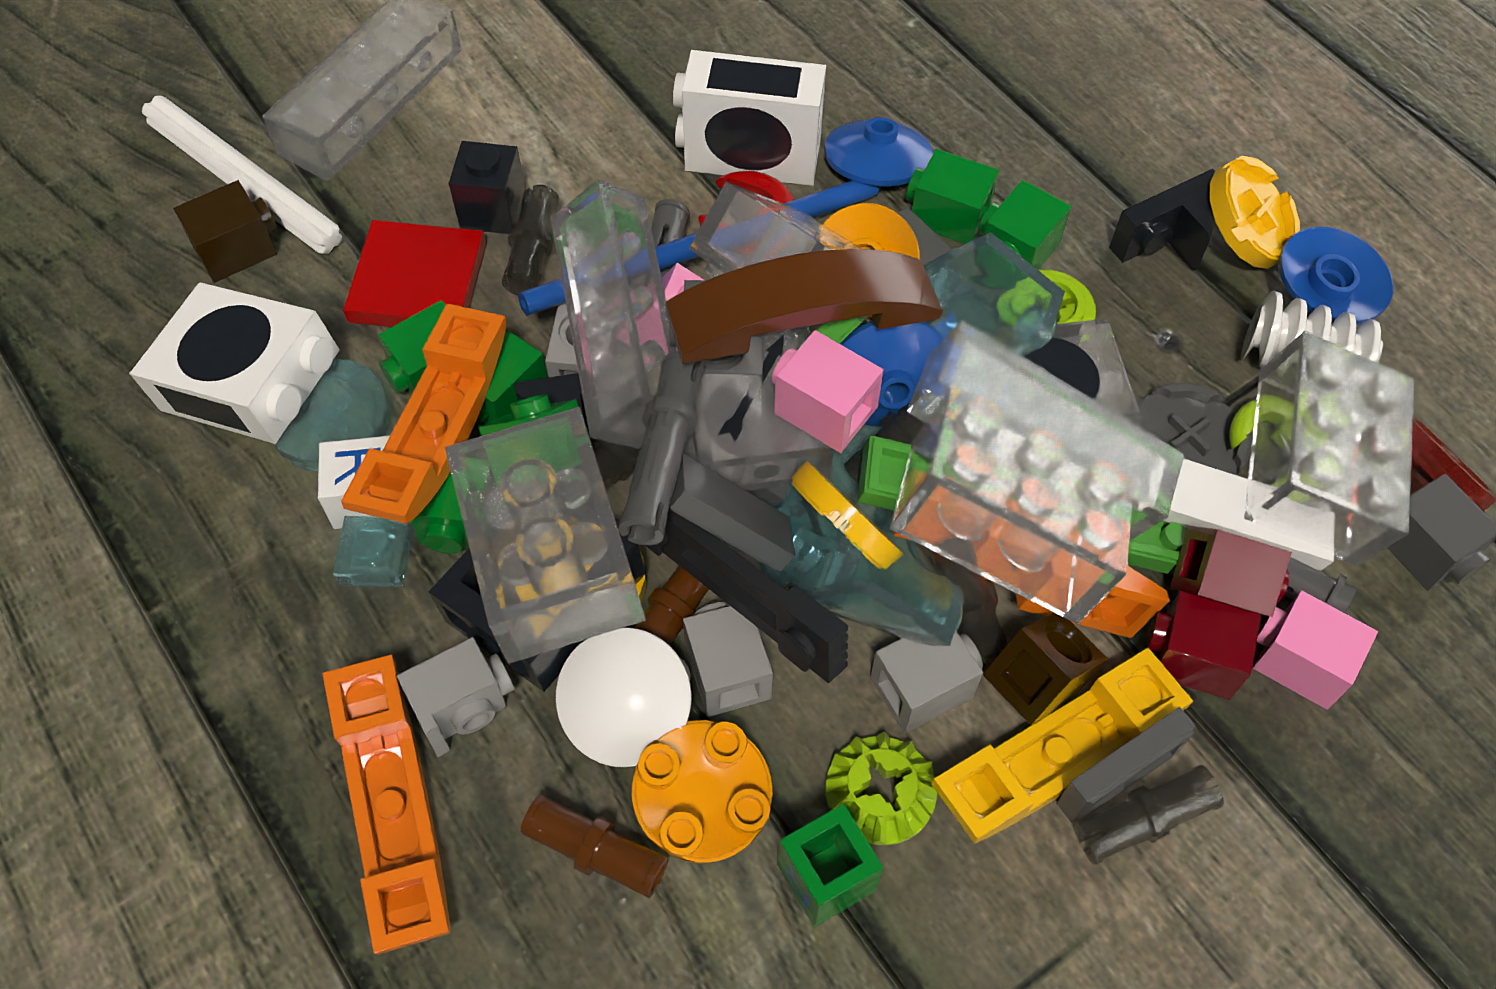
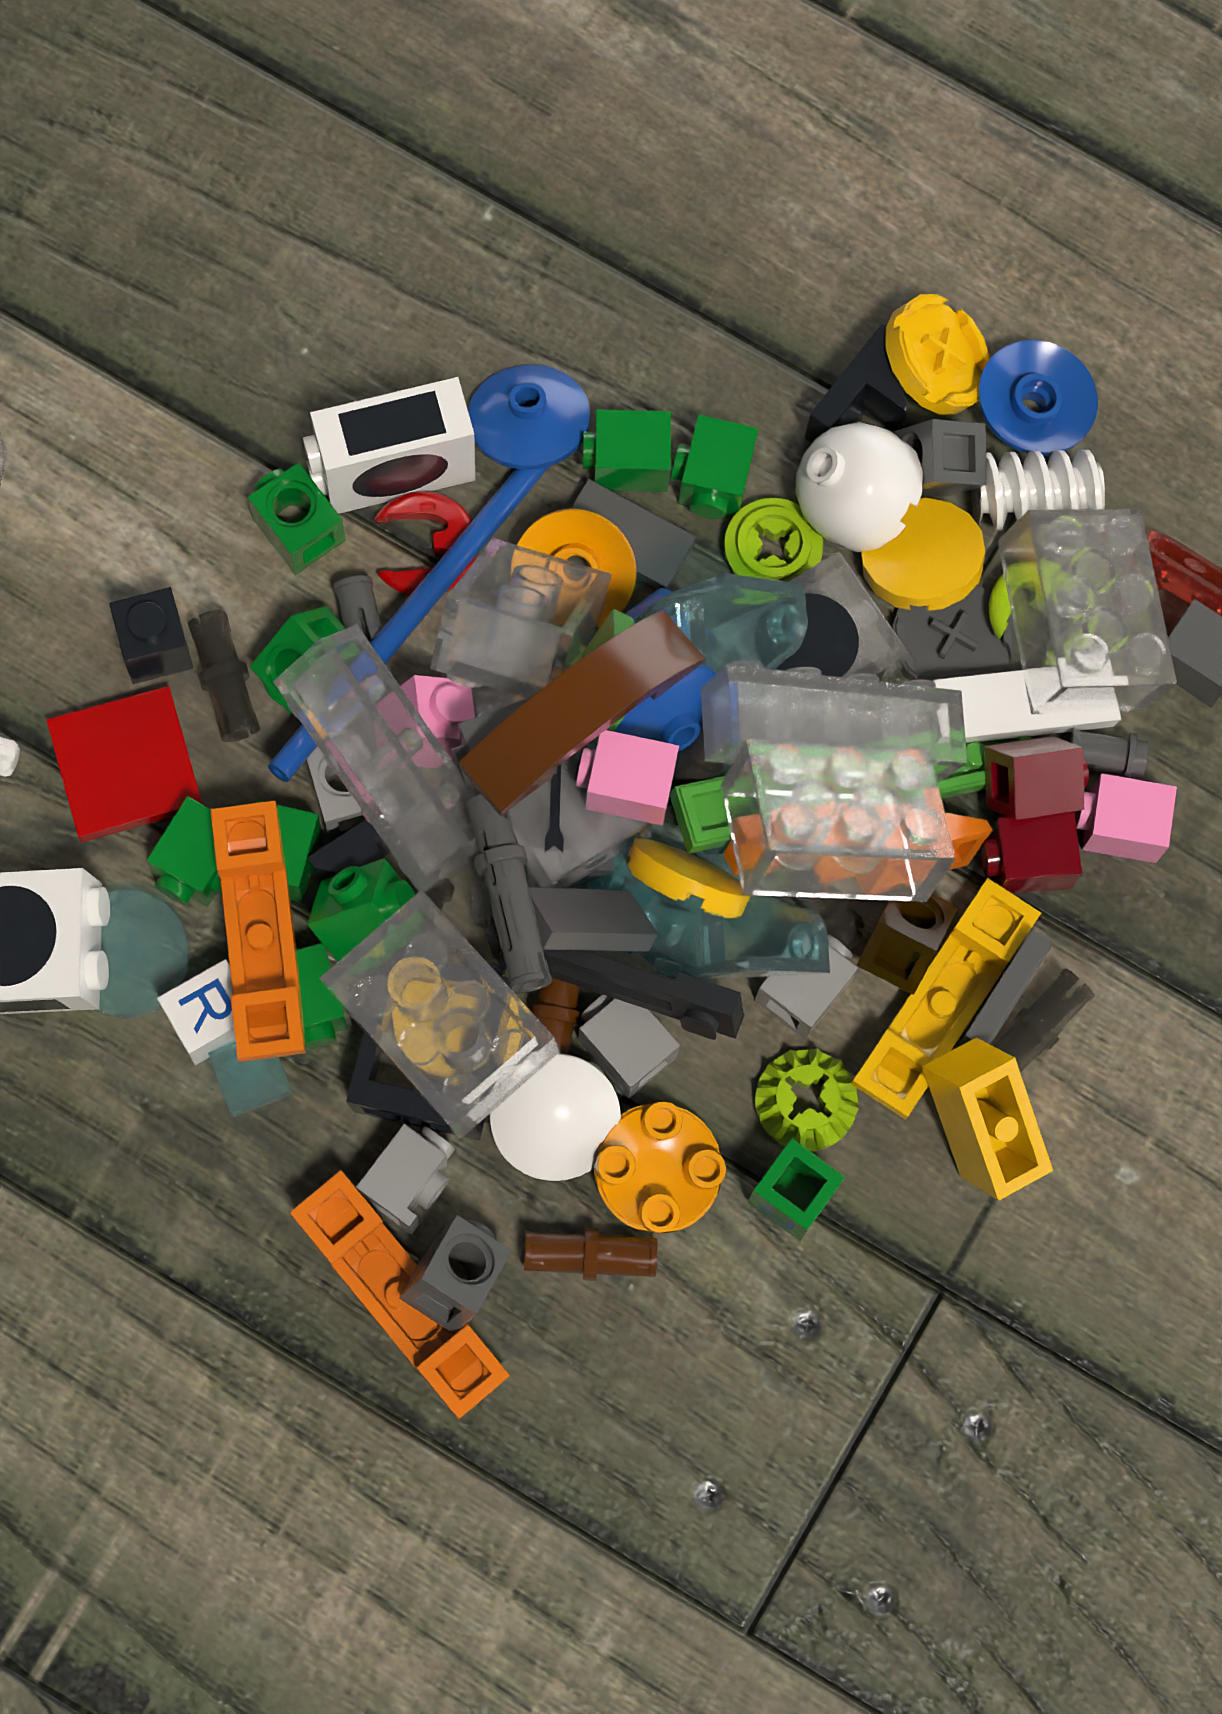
camera: 30 degrees left, 15 degrees up
(423, 817) = (441, 1293): none -> dark grey brick
(652, 151) = (303, 541): none -> green brick
(1065, 877) = (987, 1118): none -> yellow brick
(1143, 274) = (858, 485): none -> white cylinder
(1185, 358) = (930, 561): none -> yellow tile
(1229, 283) = (949, 455): none -> dark grey brick

